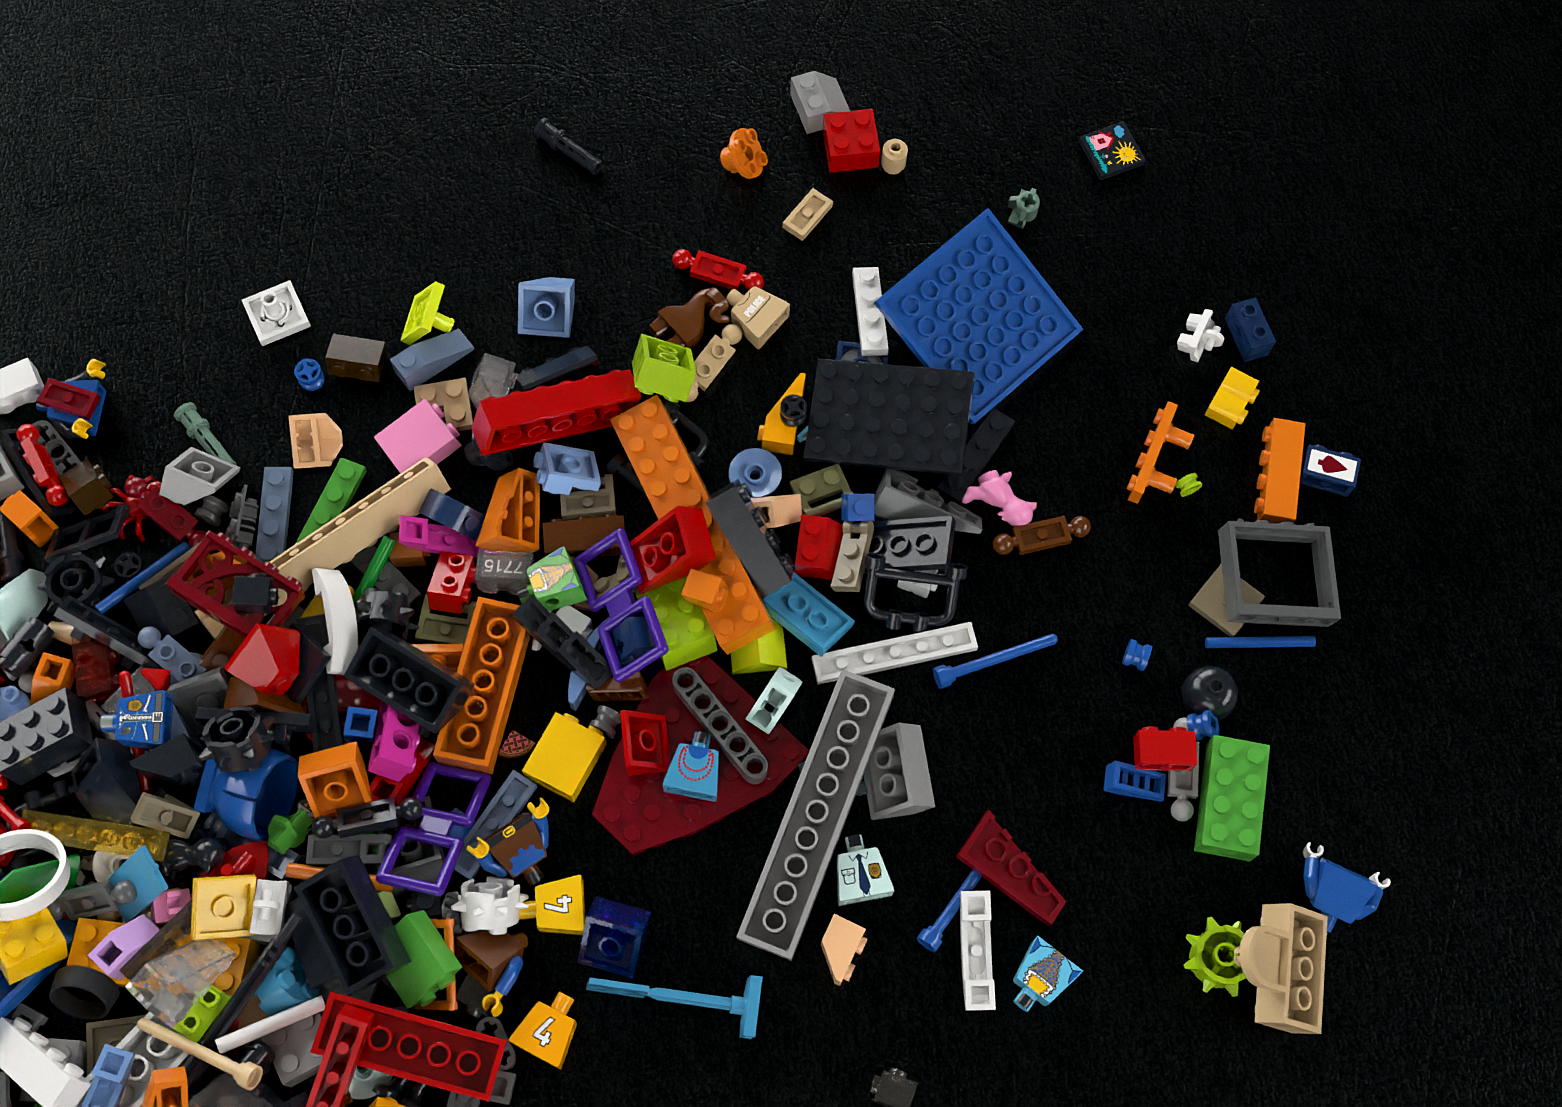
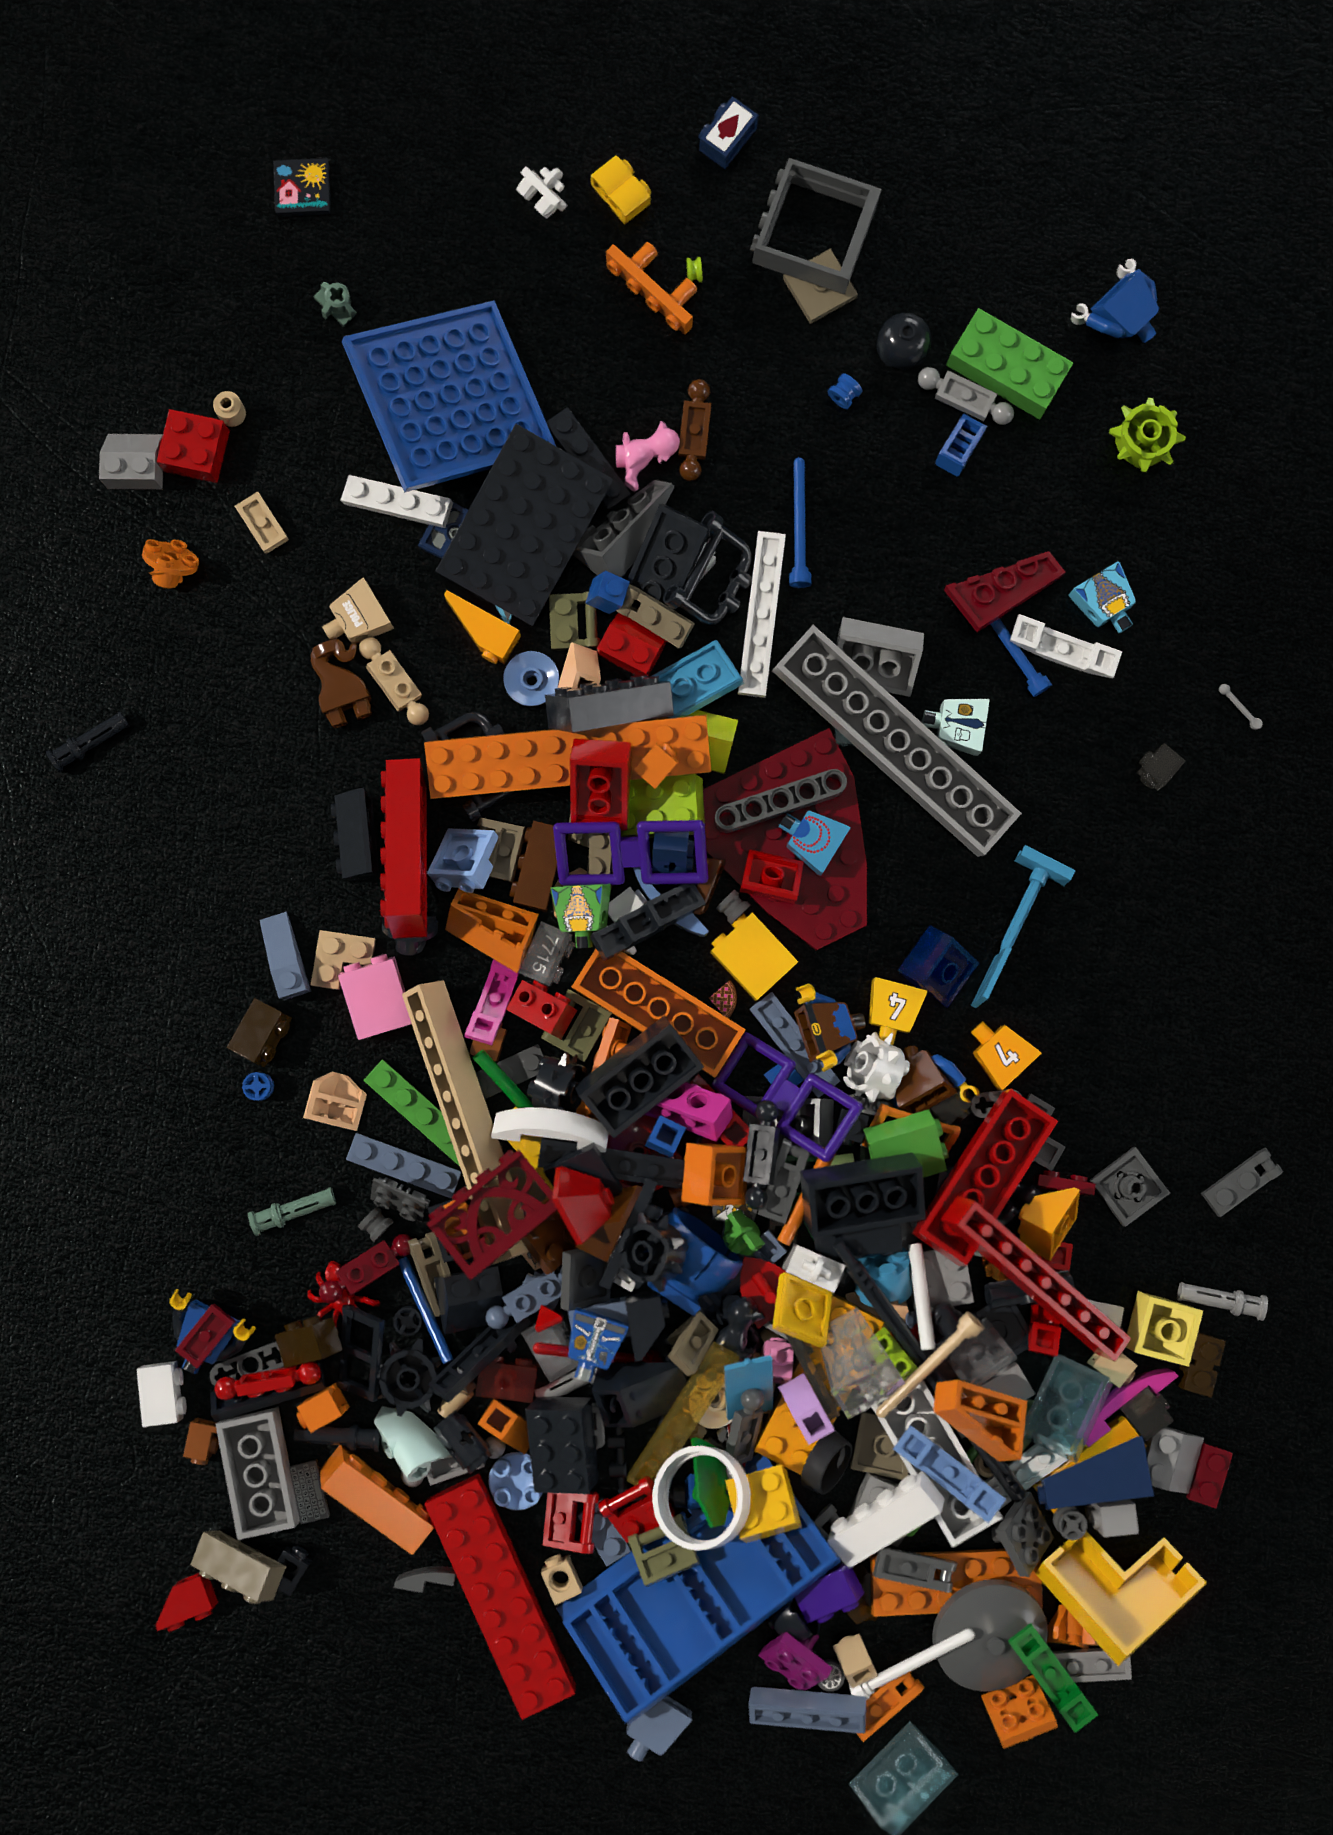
camera: 70 degrees left, 15 degrees up
(195, 476) = (341, 1226): light grey slope -> none
(254, 594) = (512, 1195): black brick -> none
(273, 305) = (162, 1102): white plate -> none
(424, 315) = (236, 948): neon yellow tile -> none
(452, 514) = (473, 987): dark blue brick -> none
(492, 378) = (348, 906): clear slope -> none
(546, 306) = (271, 822): medium blue slope -> none
(663, 369) = (395, 726): lime brick -> none
(717, 270) = (292, 636): red plate -> none
(777, 693) = (767, 734): light aqua torso -> none
(792, 404) = (483, 610): black wheel -> none
(839, 946) = (1019, 767): light nougat slope -> none
(1165, 749) = (949, 403): red brick -> none
(1203, 724) = (934, 360): blue wheel -> none
(1250, 329) = (556, 139): dark blue brick -> none
(1260, 642) = (870, 274): blue bar -> none
(1280, 471) = (714, 178): orange brick -> none
(1287, 967) = (1179, 382): tan brick -> none

